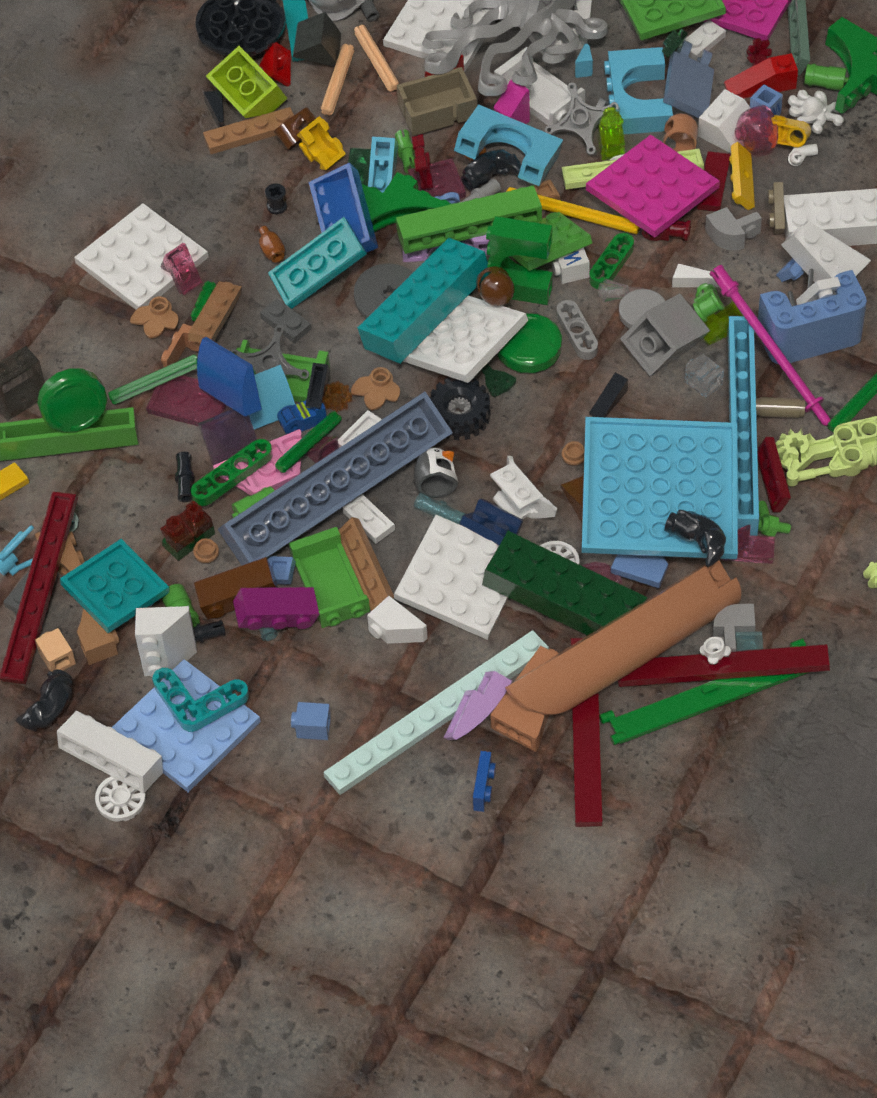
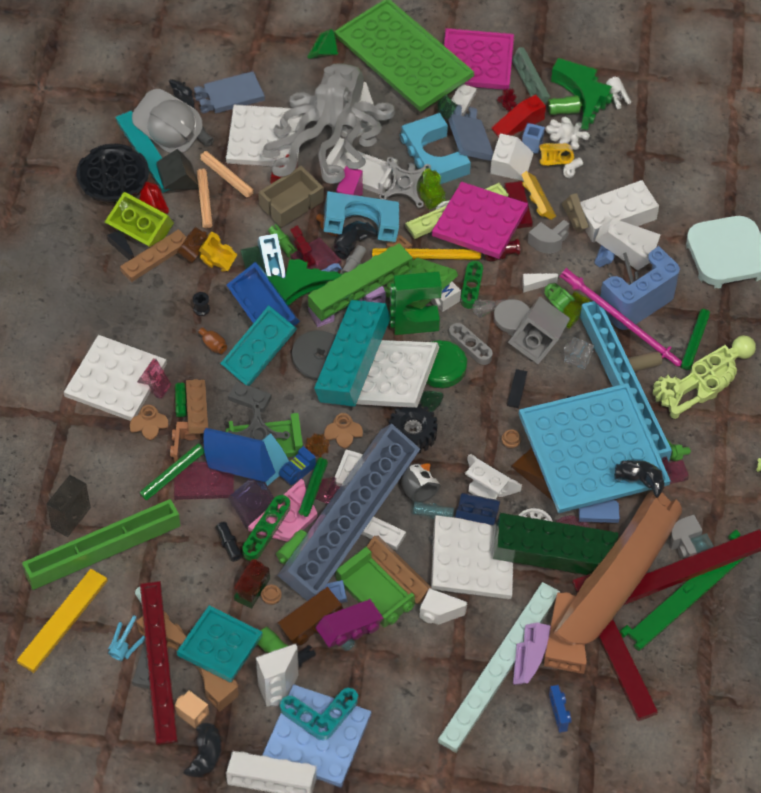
camera: 25 degrees left, 0 degrees up
(72, 400) = (128, 507): green piece -> none
(311, 721) = (412, 702): medium blue brick -> none
(317, 385) = (303, 441): black piece -> none
(497, 287) = (407, 330): reddish brown helmet -> none
(584, 63) = (386, 138): medium azure slope -> none
(682, 130) = (482, 173): nougat helmet -> none
(713, 644) = (683, 552): white plate -> none
(756, 129) = (536, 157): clear pink cylinder -> none
(773, 474) = (665, 417): dark red tile -> none
(819, 290) = (644, 267): white plate -> none

